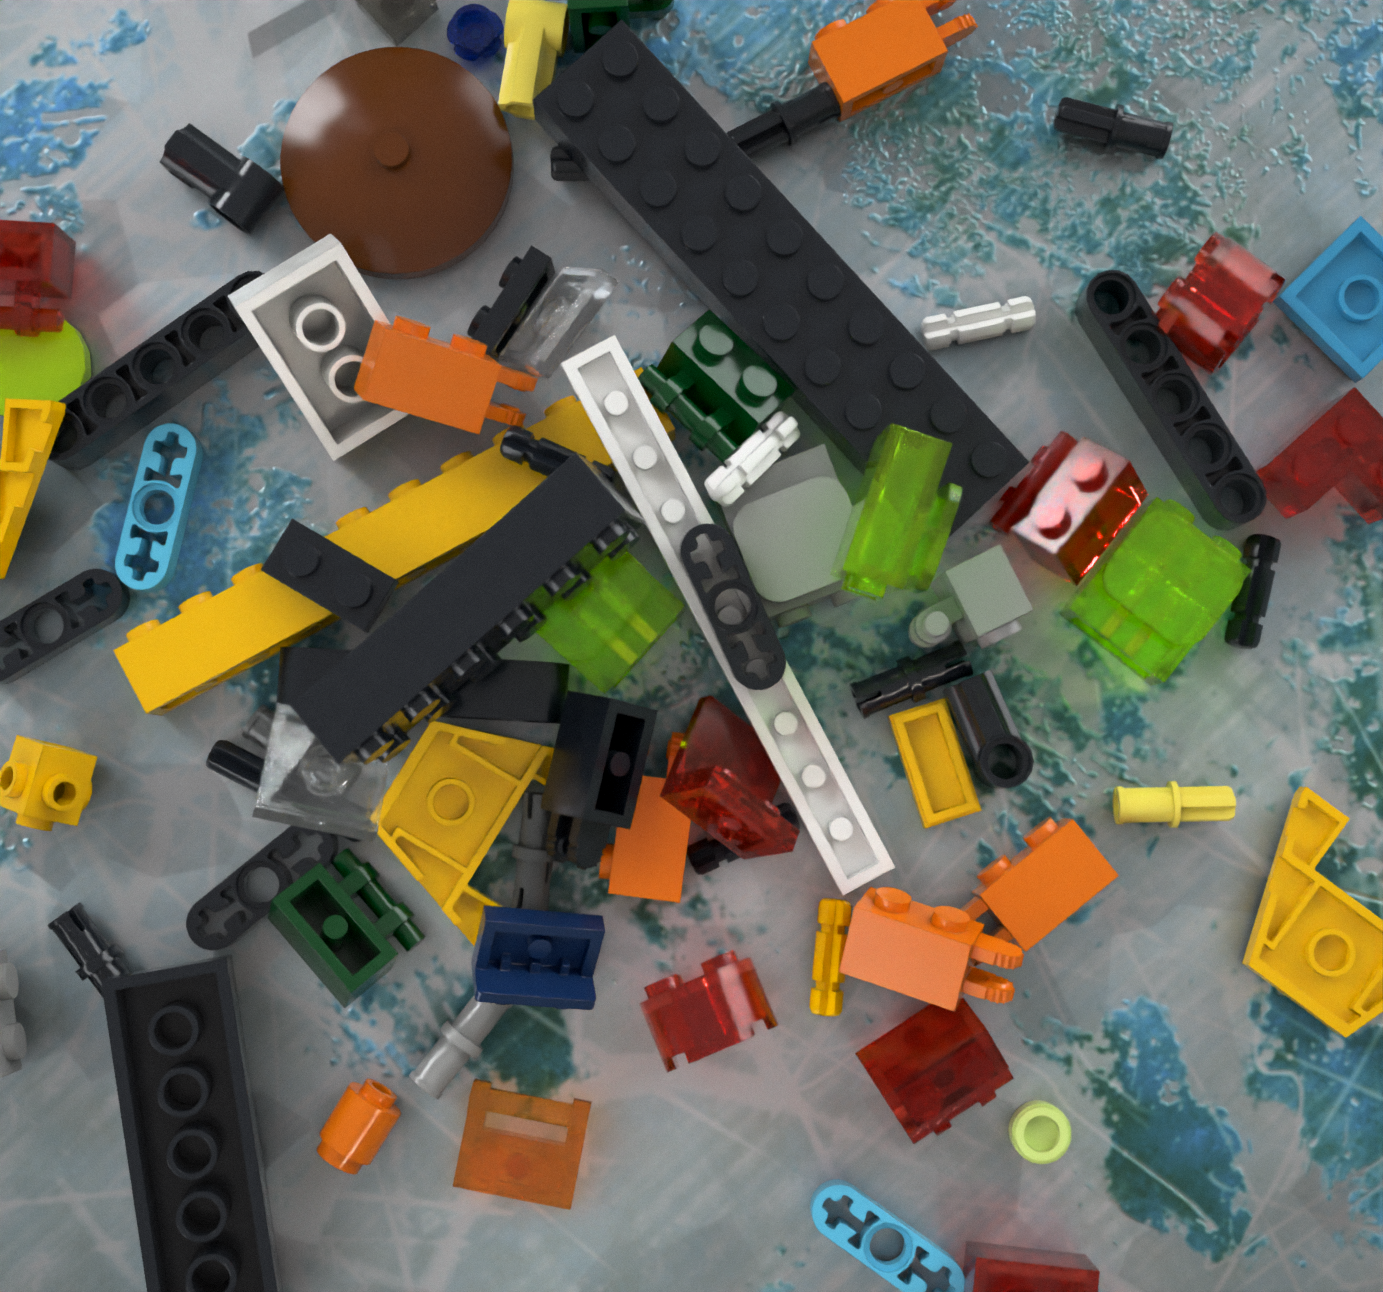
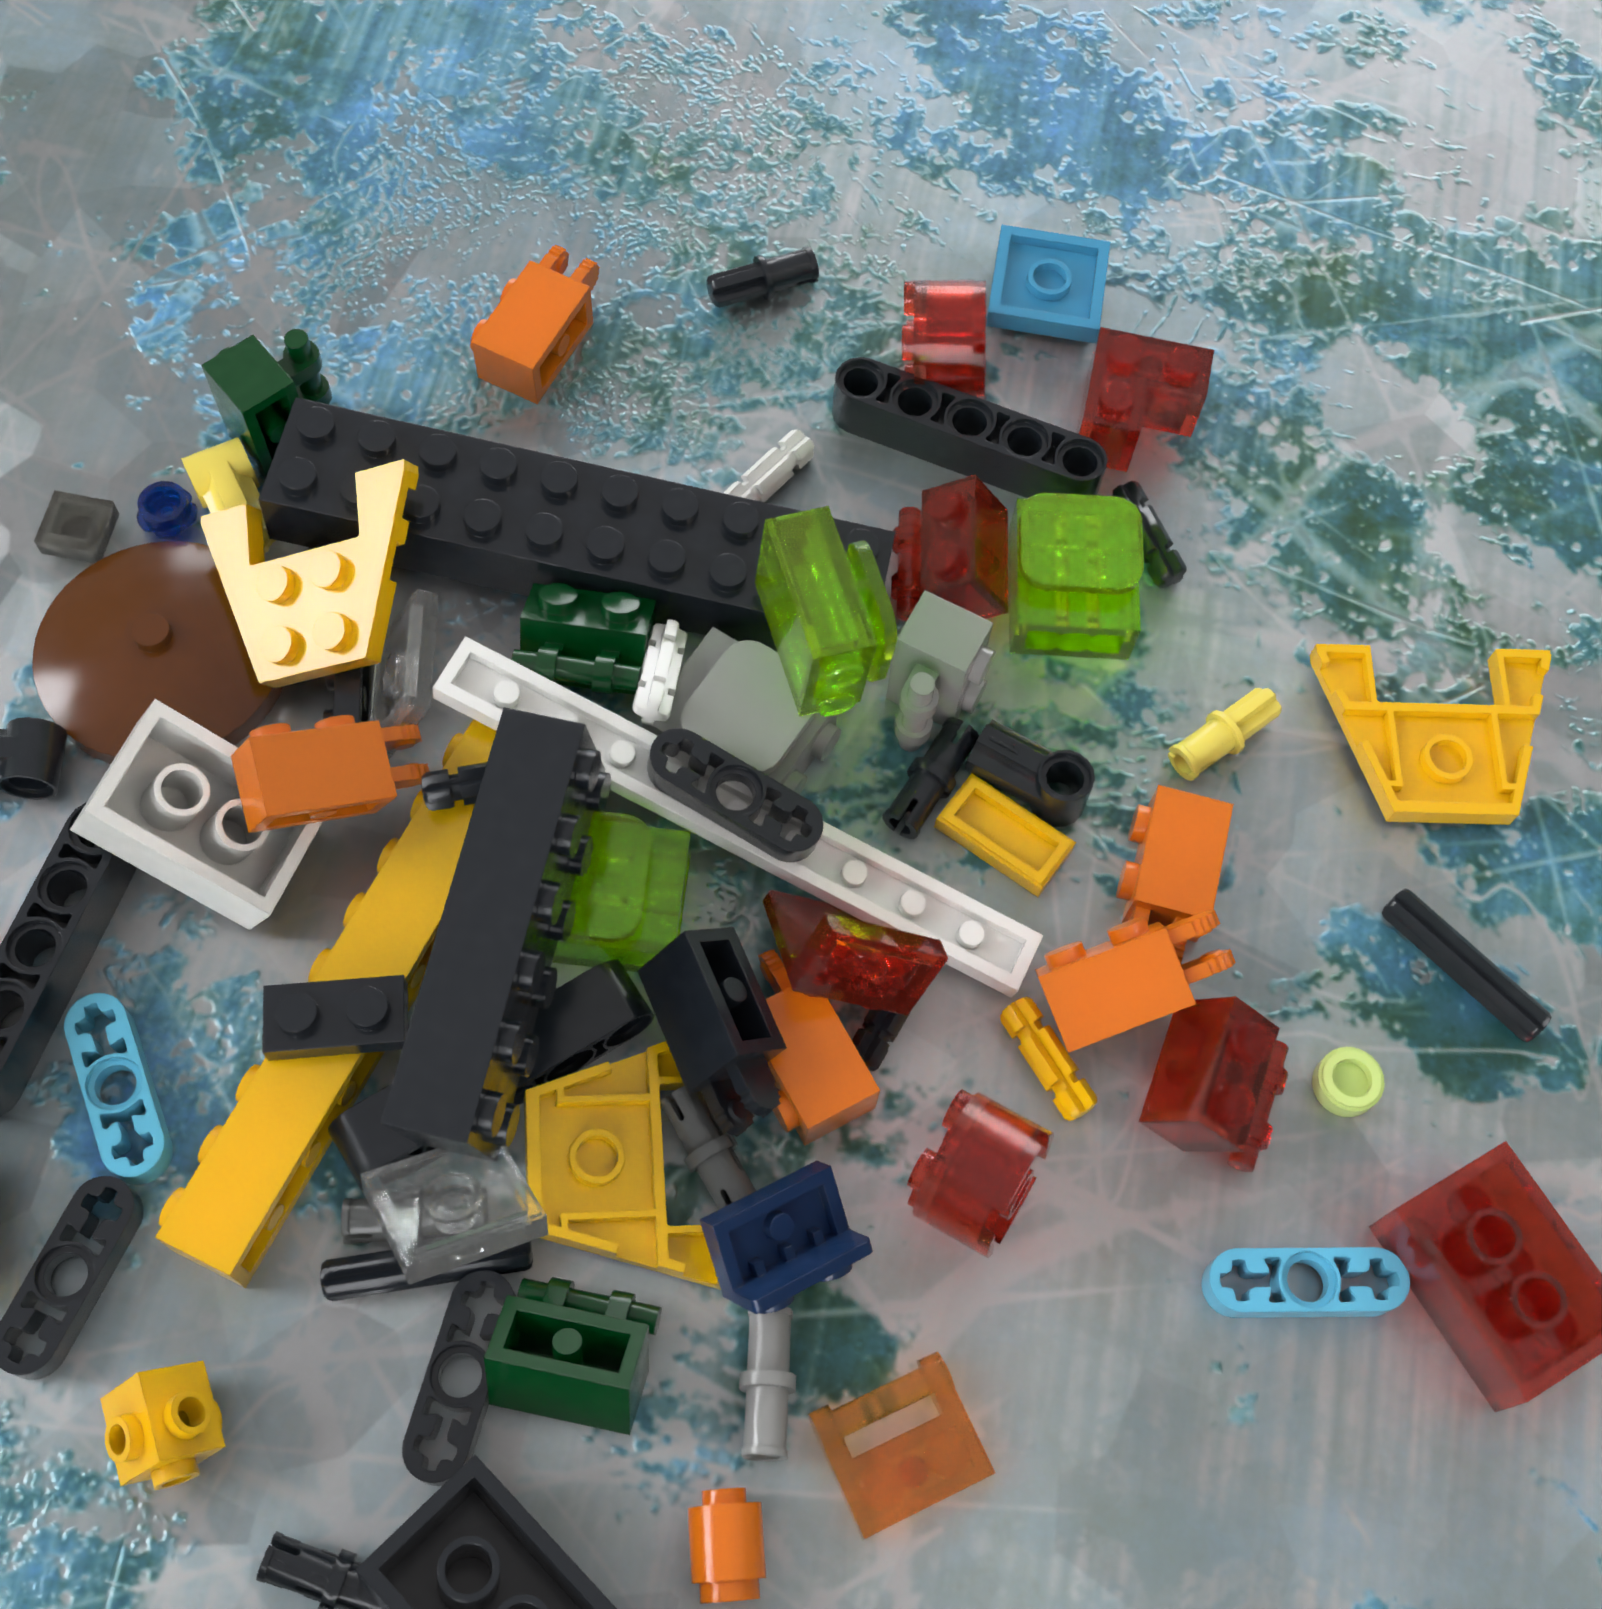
camera: 40 degrees left, 20 degrees down
(520, 219) = (322, 605): none -> wing
(786, 121) = (497, 414): black axle -> none
(1204, 1114) = (1466, 965): none -> black axle

